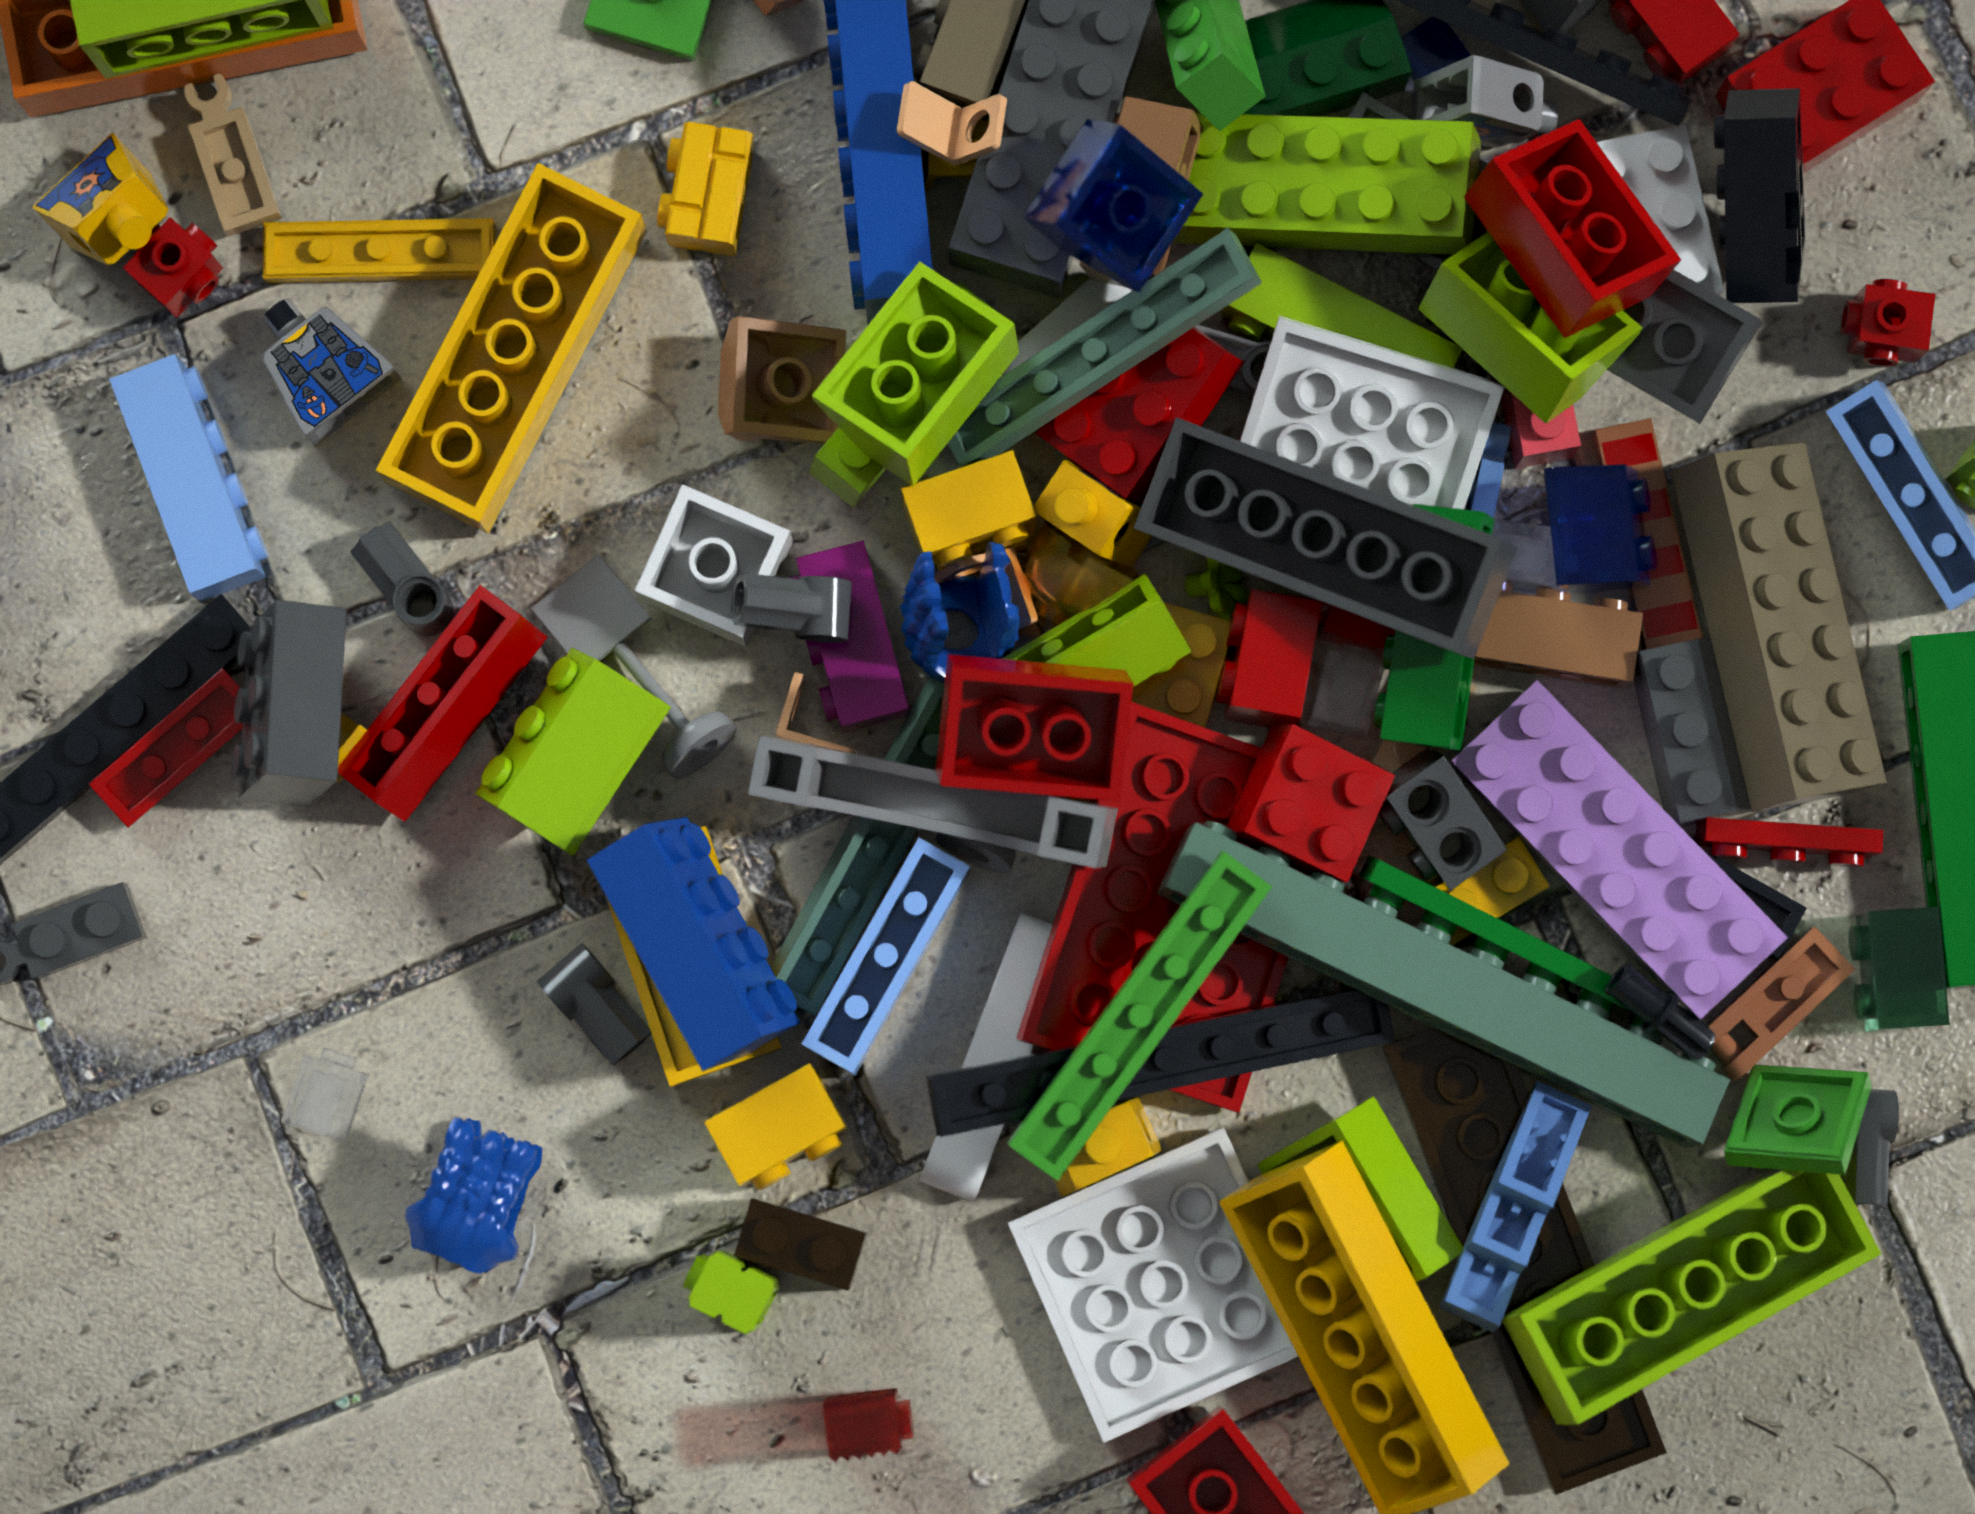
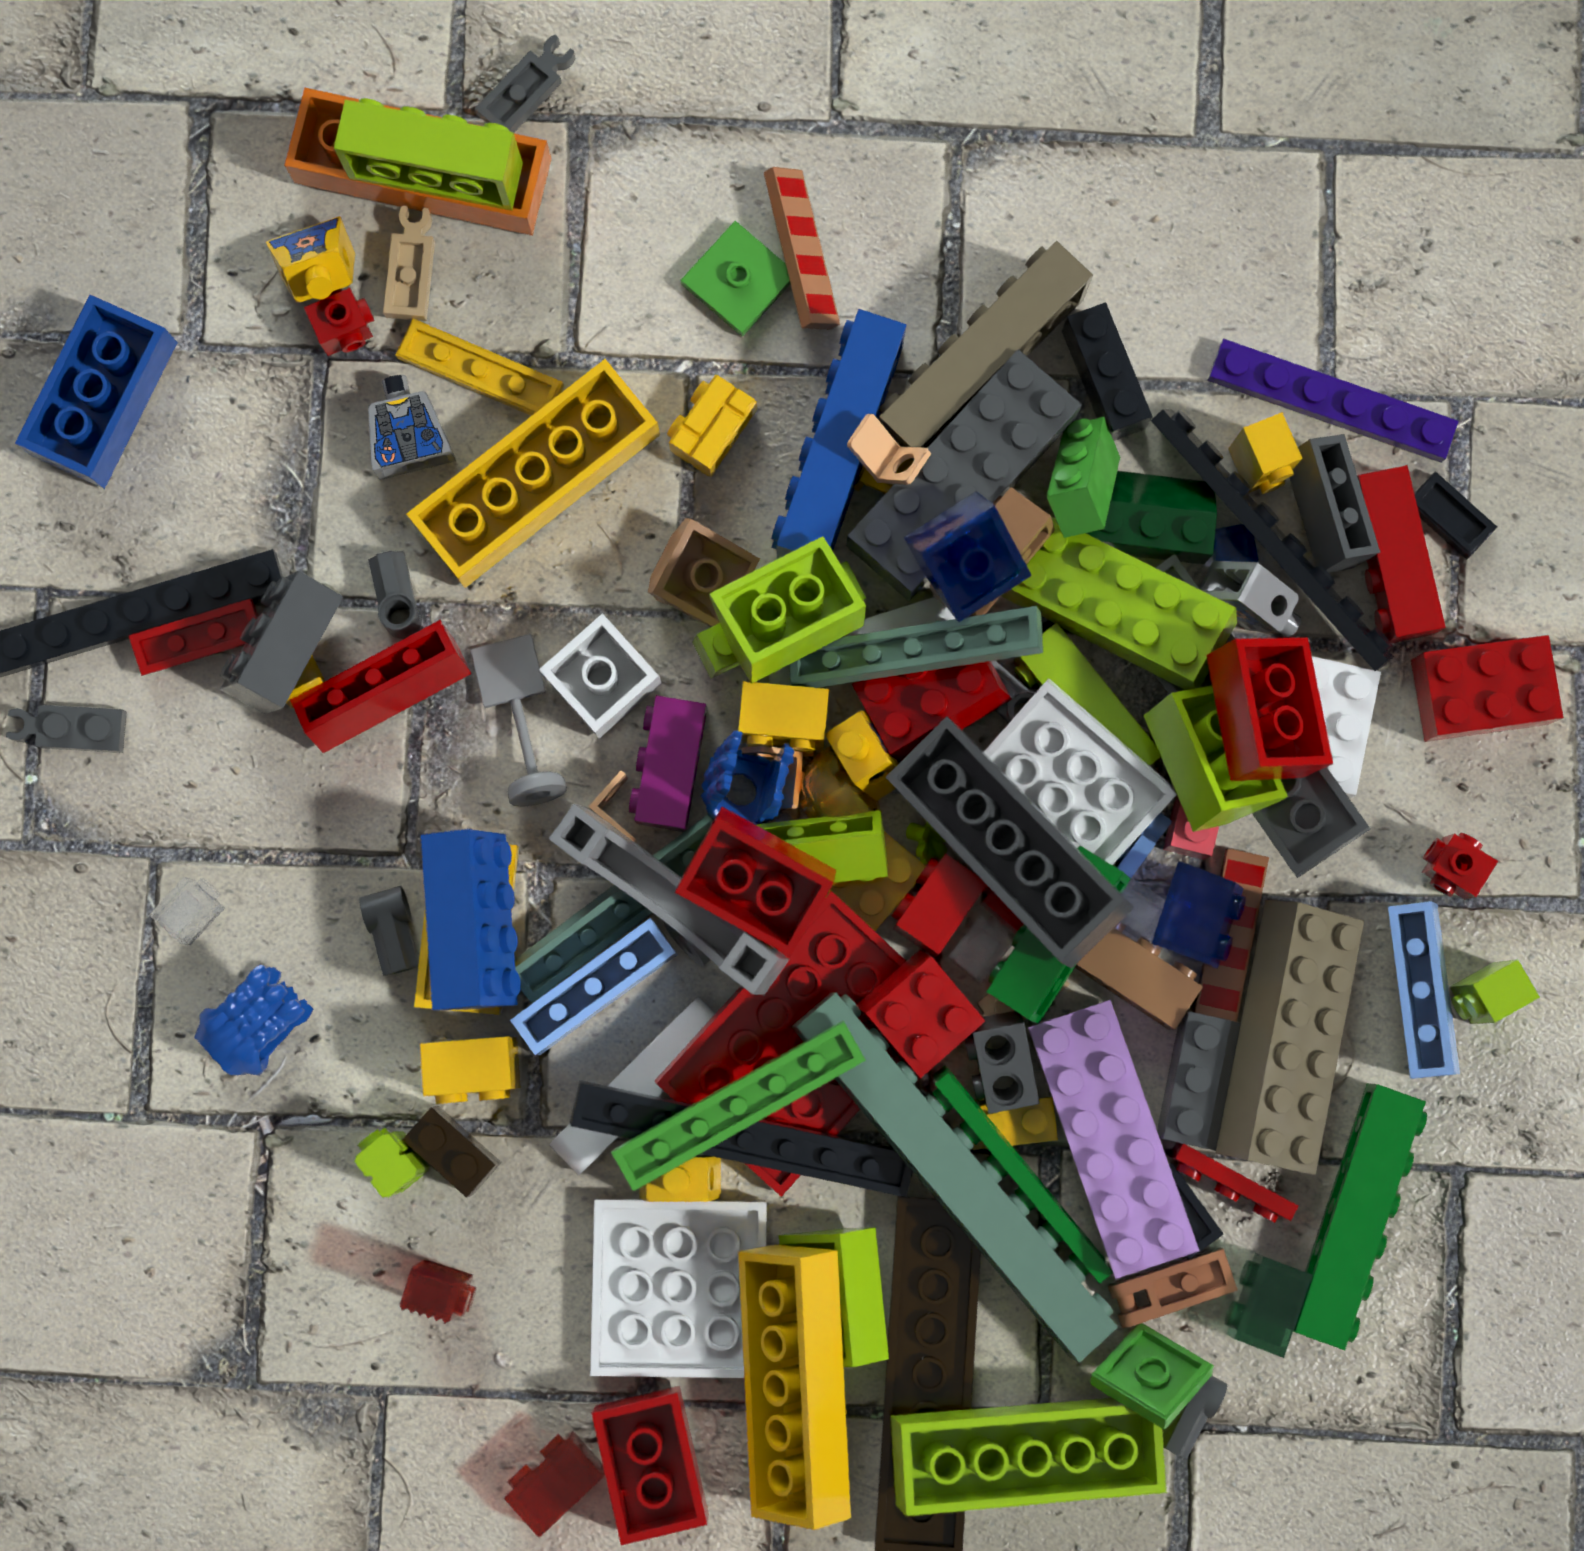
camera: 25 degrees right, 0 degrees up
(189, 478) = (286, 464): light blue brick -> none
(571, 750) = (449, 756): lime slope -> none
(811, 607) = (647, 732): dark grey piece -> none
(1515, 1206) = (935, 1345): medium blue slope -> none
(1660, 1012) = (1091, 1261): black axle -> none
(1761, 194) = (1410, 742): black wedge -> none

